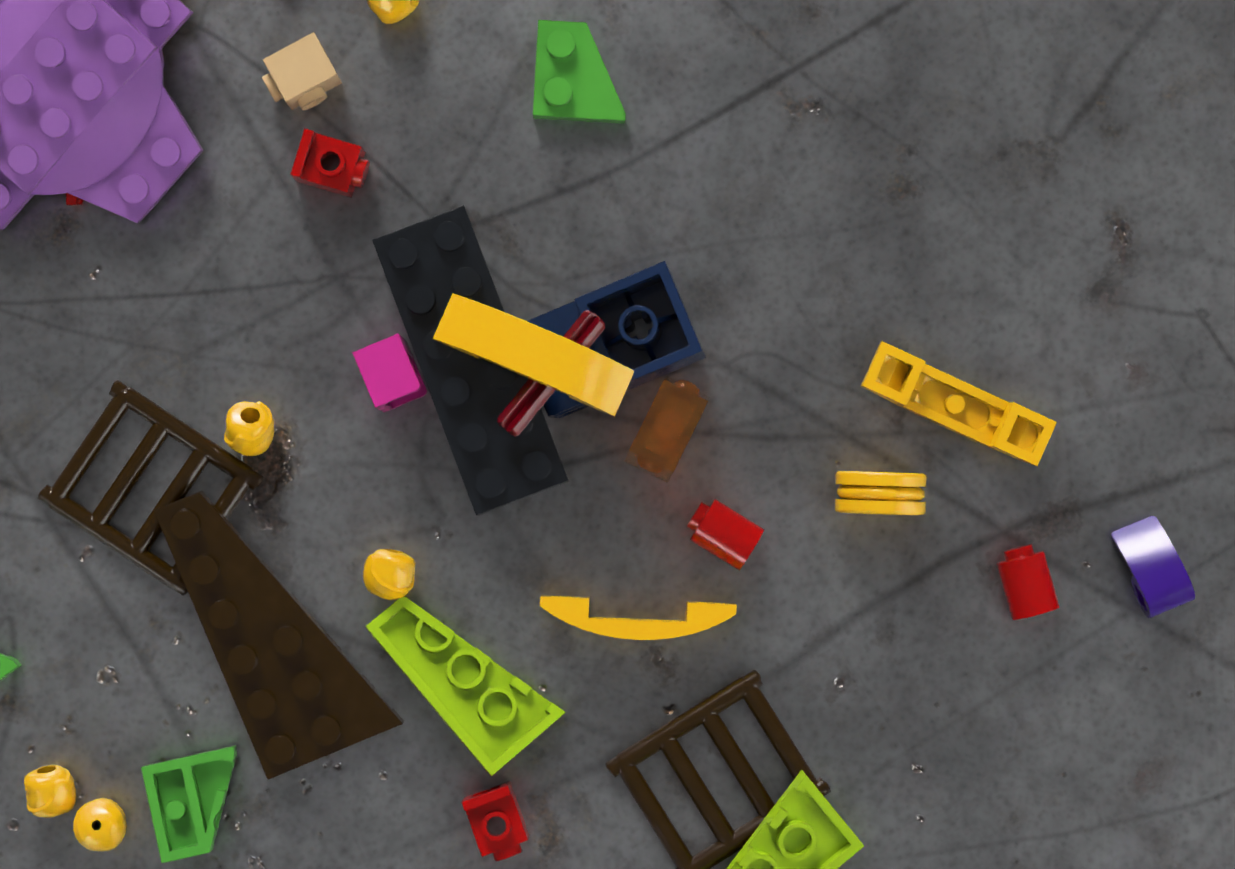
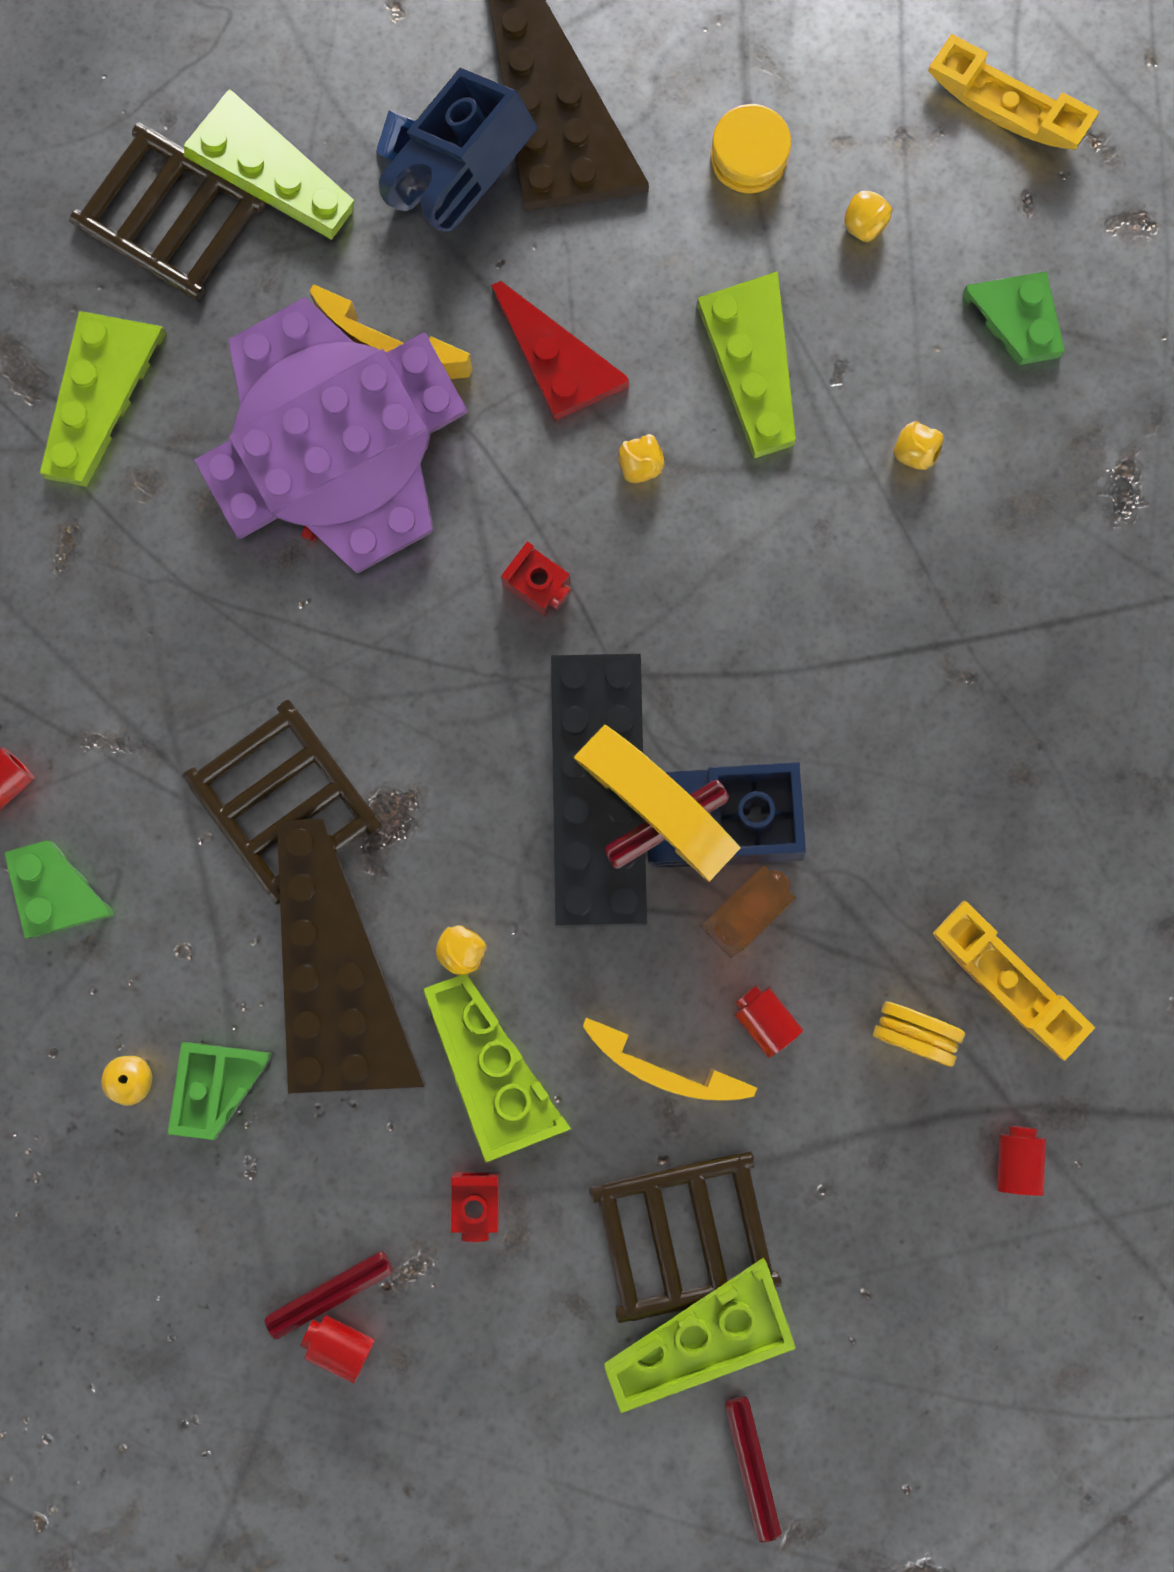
camera: 20 degrees right, 5 degrees down
(50, 791) = (94, 1034): yellow piece -> none
(249, 428) = (385, 780): yellow piece -> none
(300, 73) = (540, 496): tan brick -> none
(390, 373) = (525, 775): dark pink panel -> none
(572, 76) = (771, 581): bright green wing -> none
(1157, 570) = (1143, 1195): dark purple panel -> none

